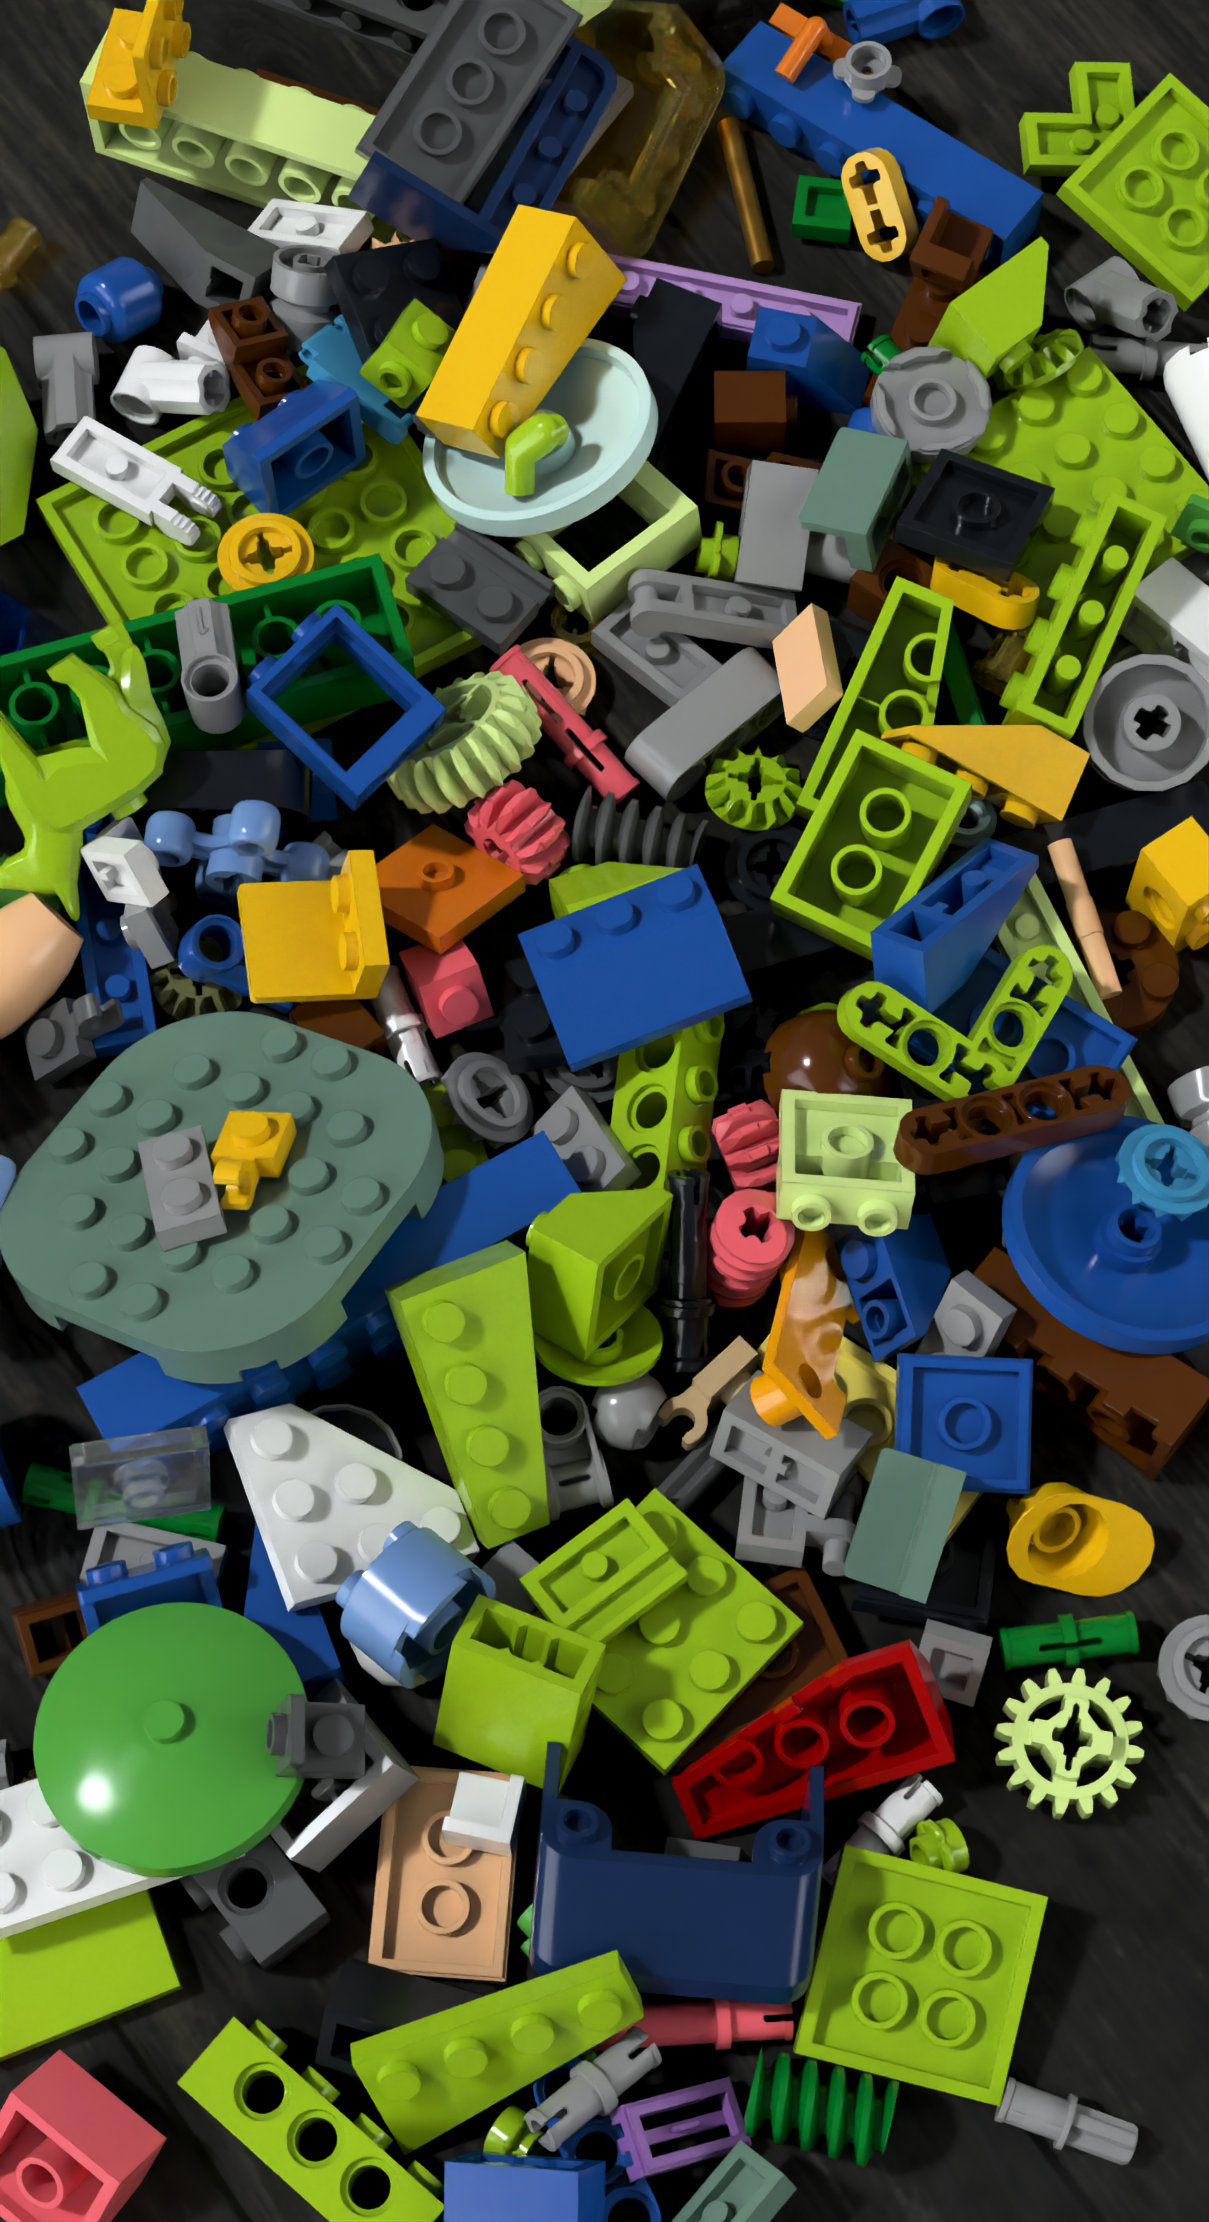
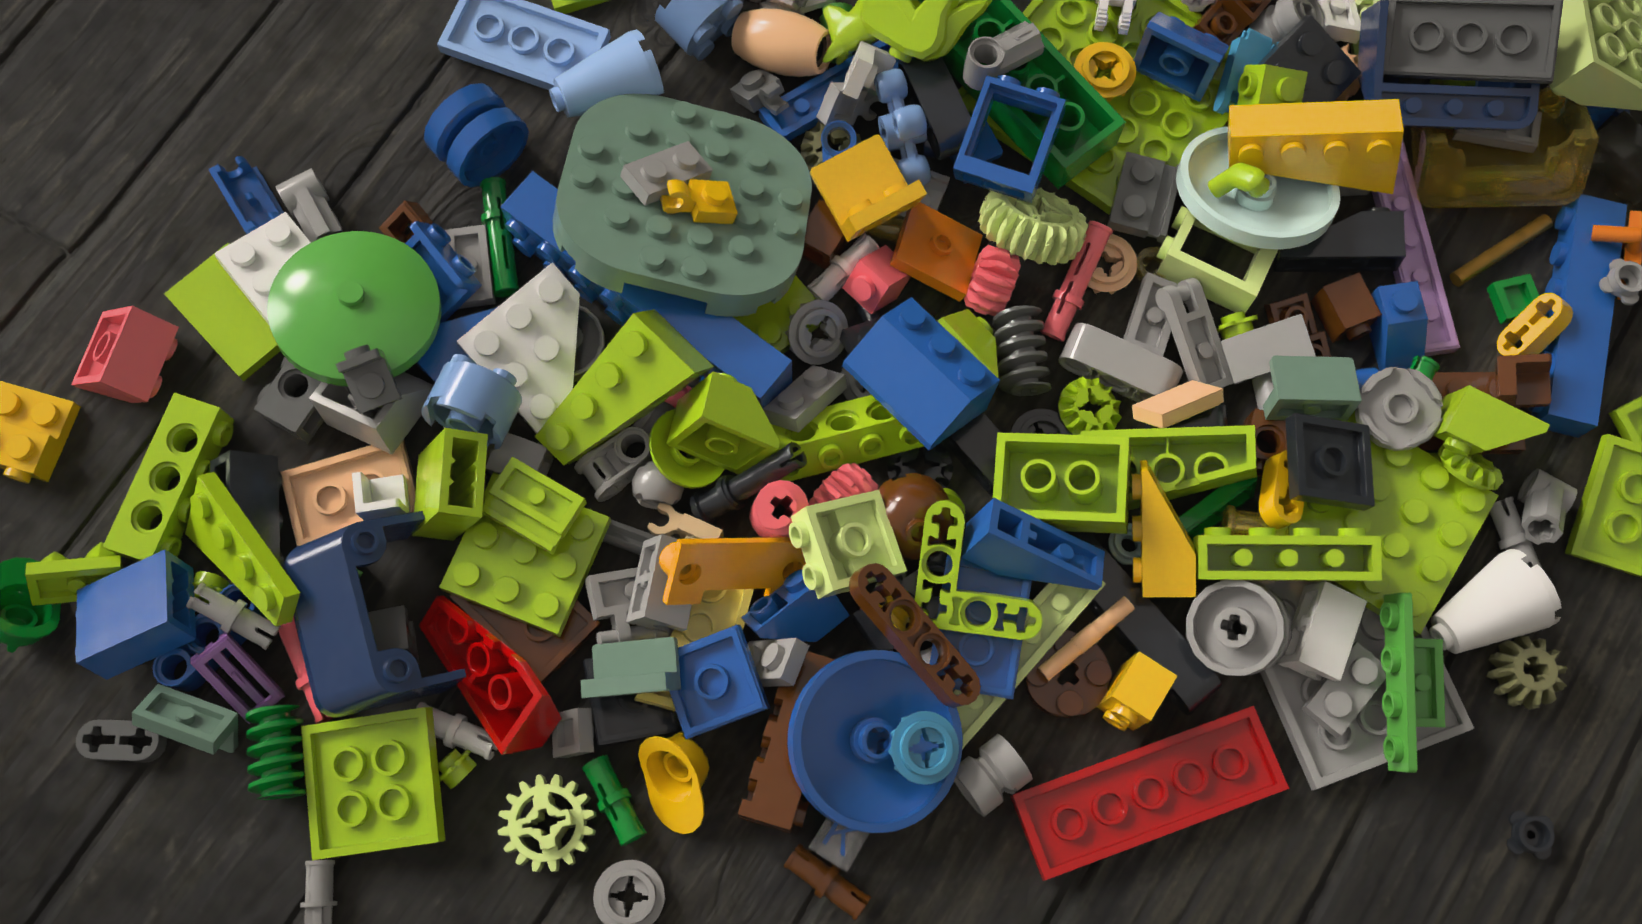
camera: 65 degrees right, 5 degrees up
(140, 1477) = (498, 227): clear plate -> none

